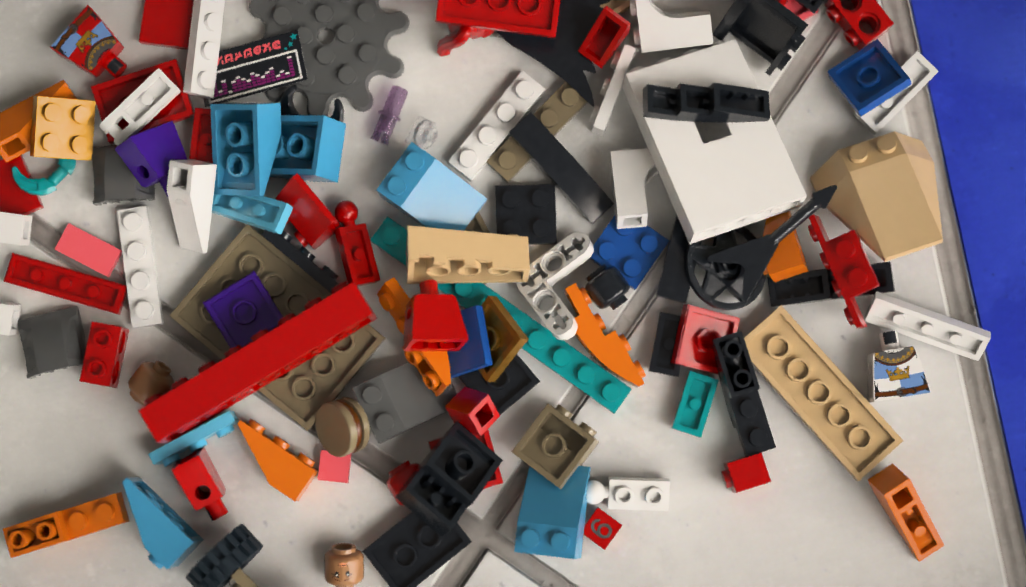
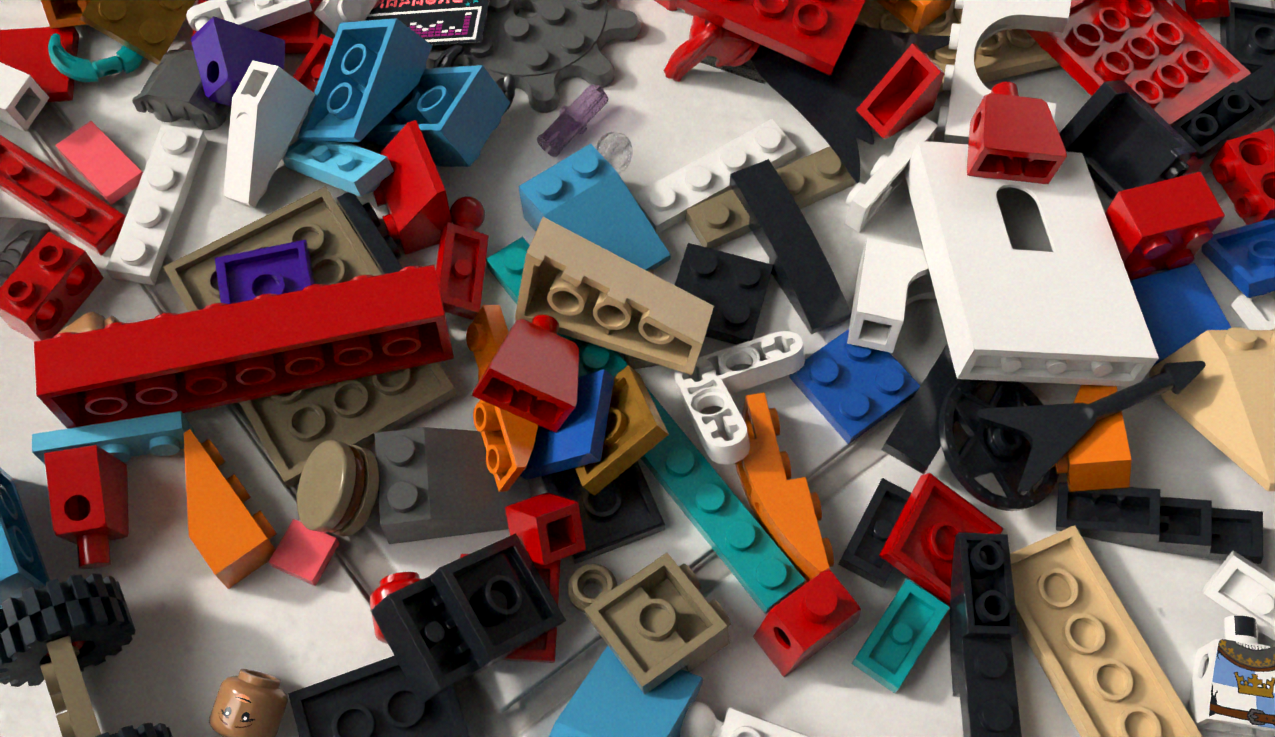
camera: 15 degrees right, 20 degrees down
(502, 426) = (589, 574): none -> dark tan plate
(607, 287) = (810, 418): black head -> none
(640, 416) = (810, 619): none -> red torso
(686, 55) = (1014, 138): none -> red torso
(706, 104) = (1042, 205): black slope -> none
(794, 82) = (1163, 223): none -> red brick
(816, 133) = (1177, 308): none -> blue tile
(849, 266) = (1203, 491): red bracket -> none

